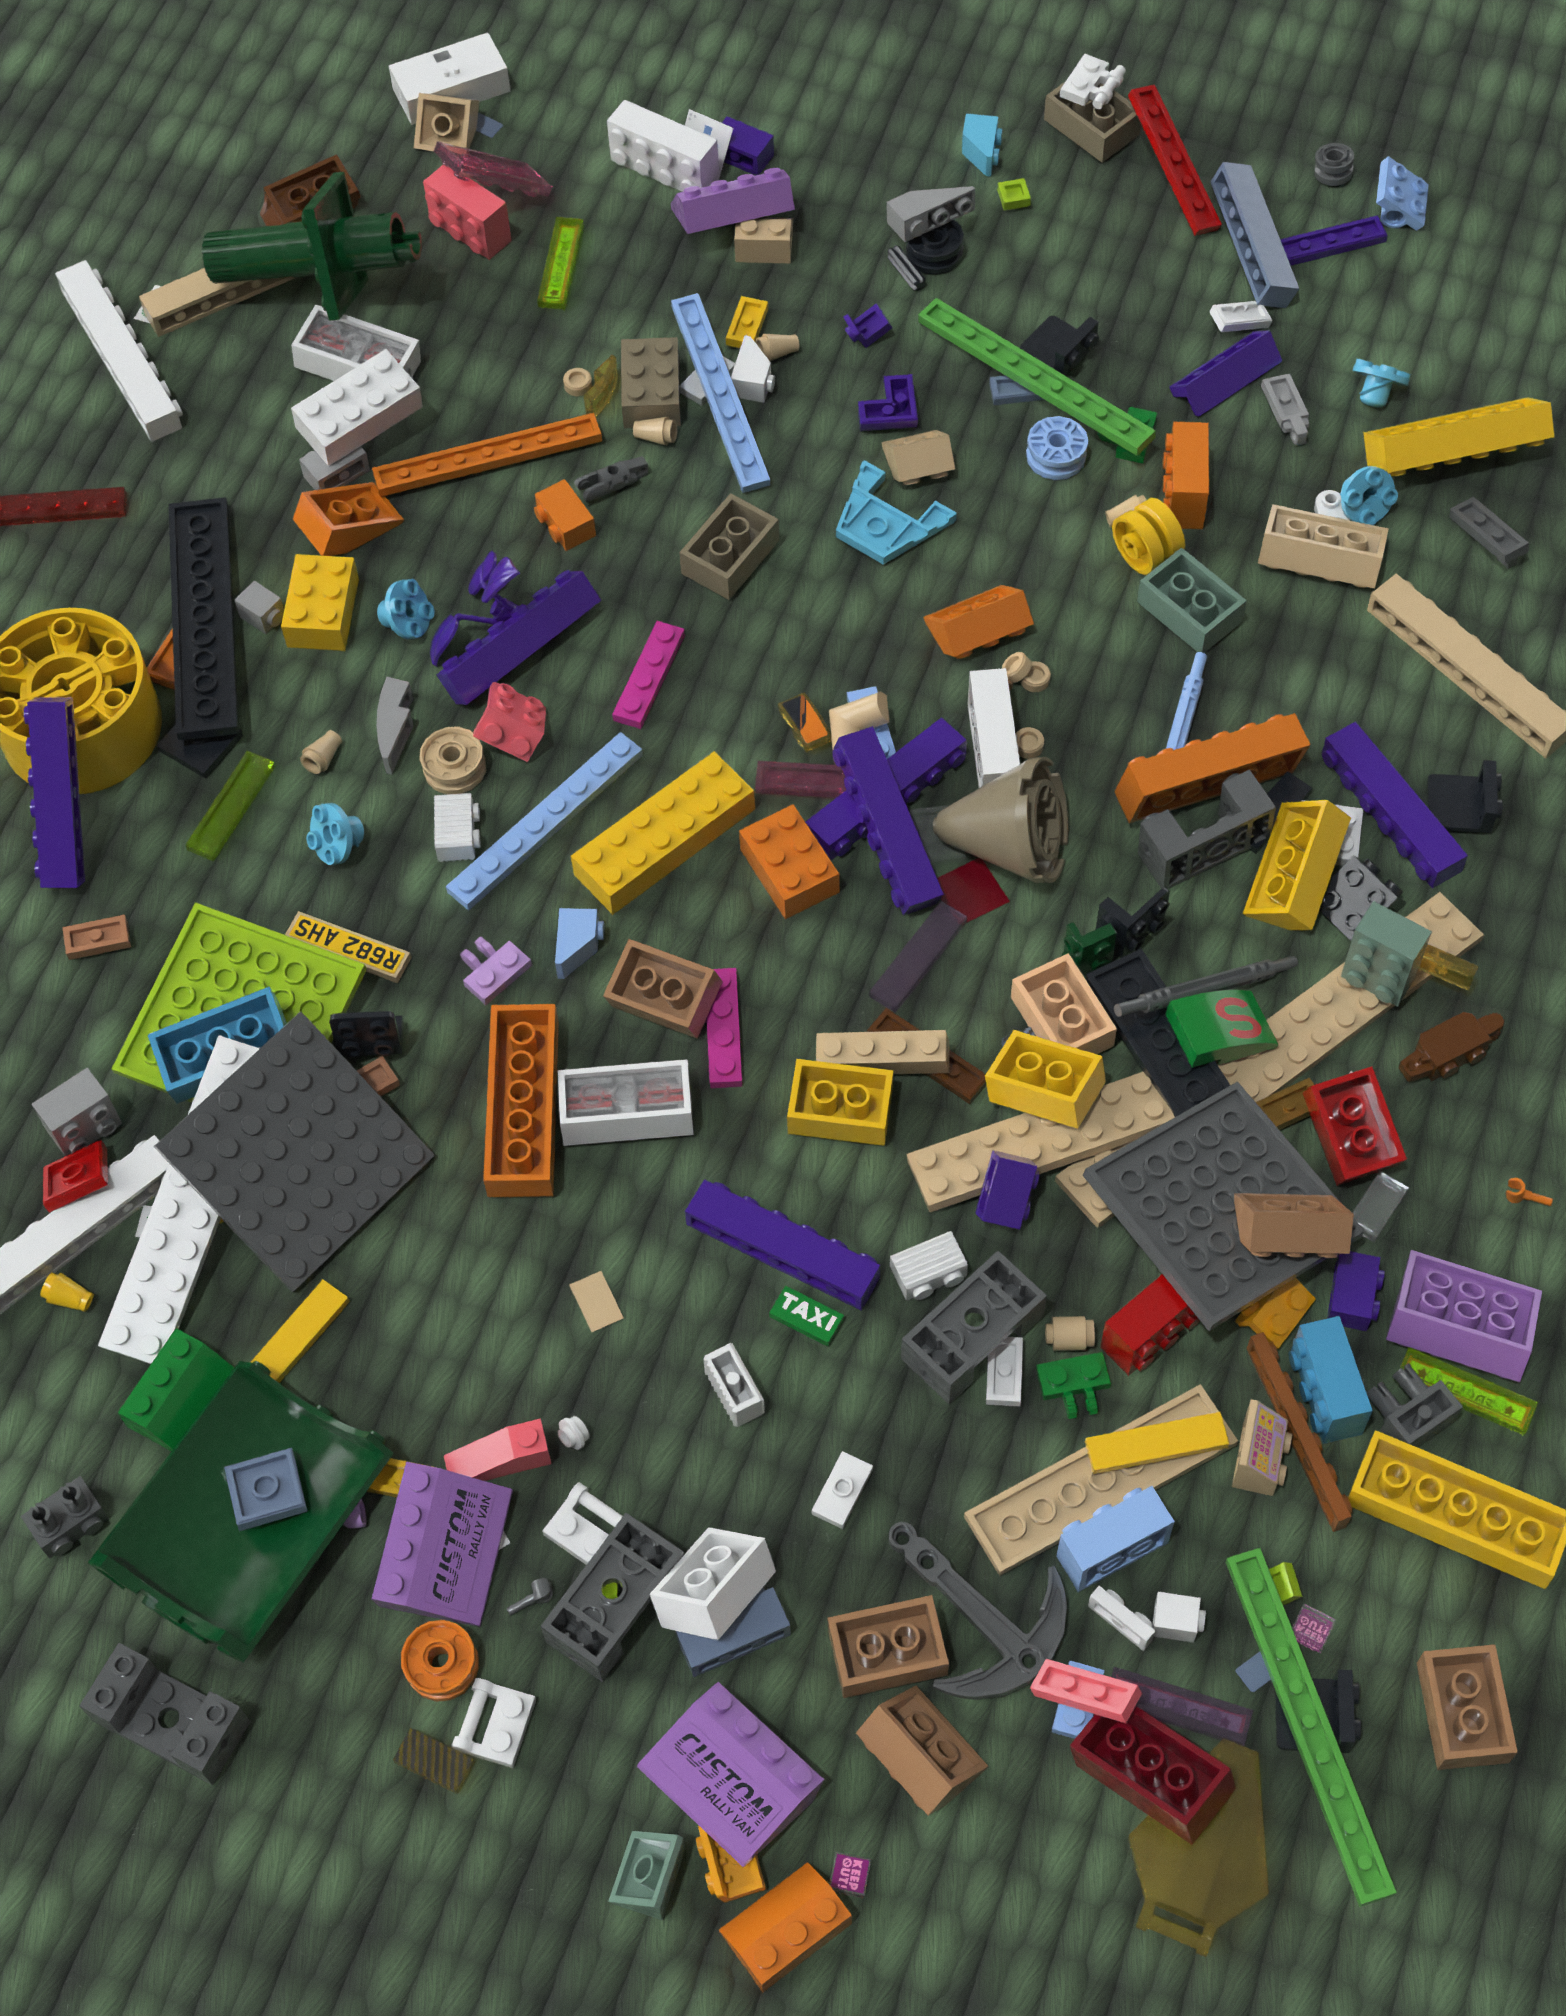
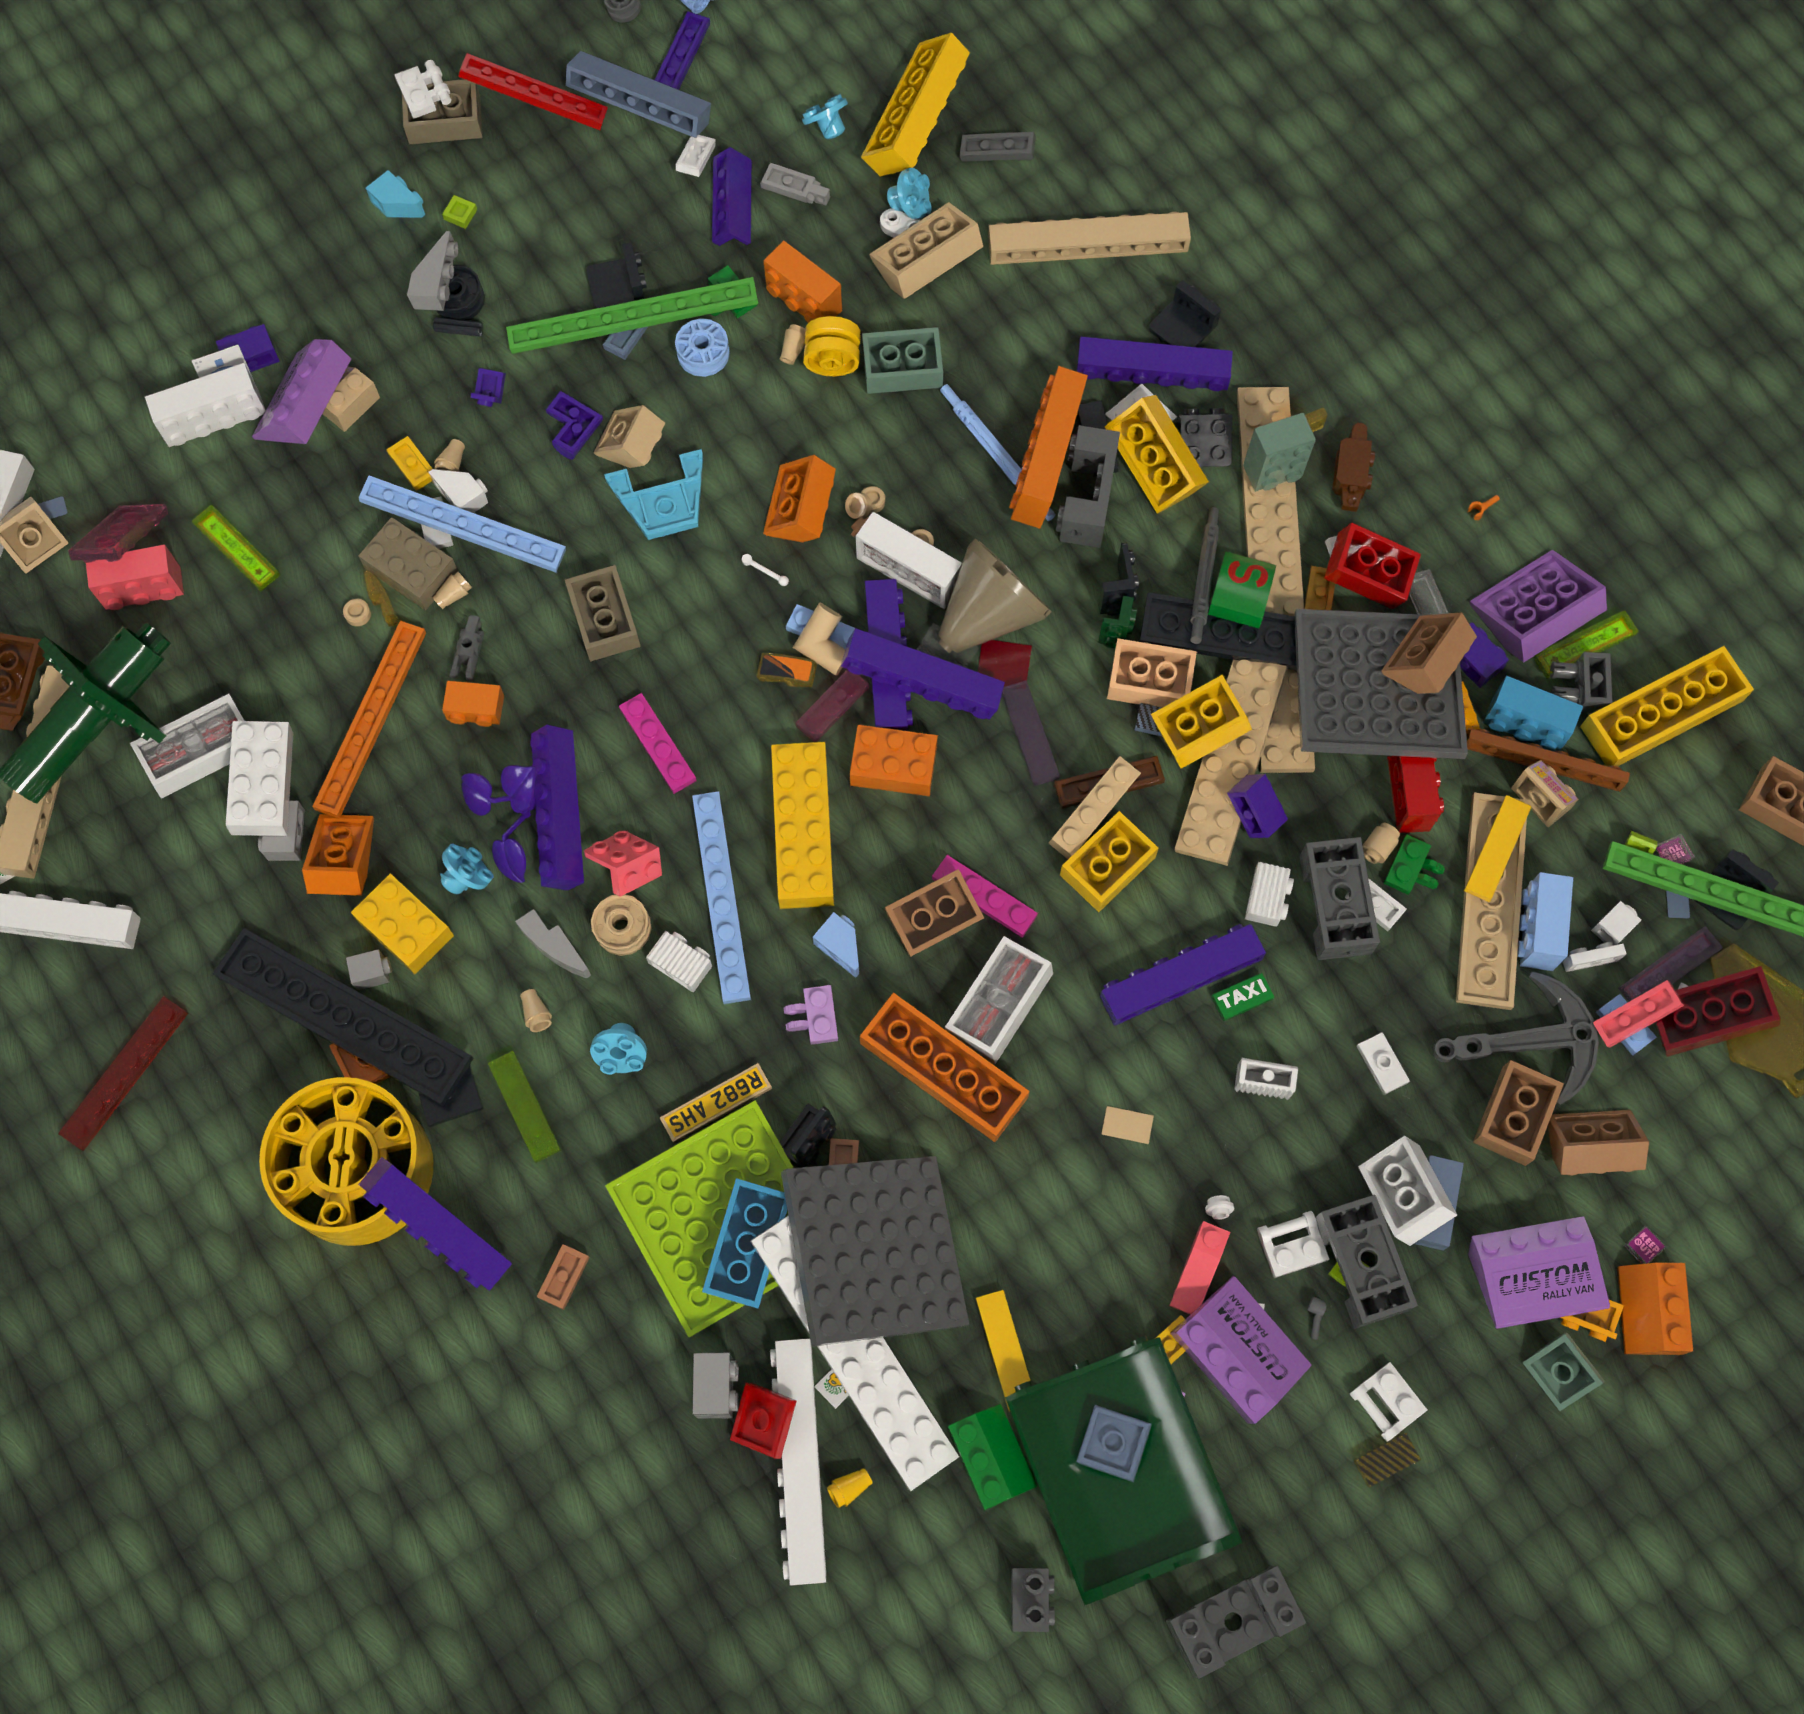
camera: 55 degrees left, 10 degrees up
(445, 1681) = (1340, 1405): orange wheel -> none
(886, 623) = (747, 560): none -> white hinge

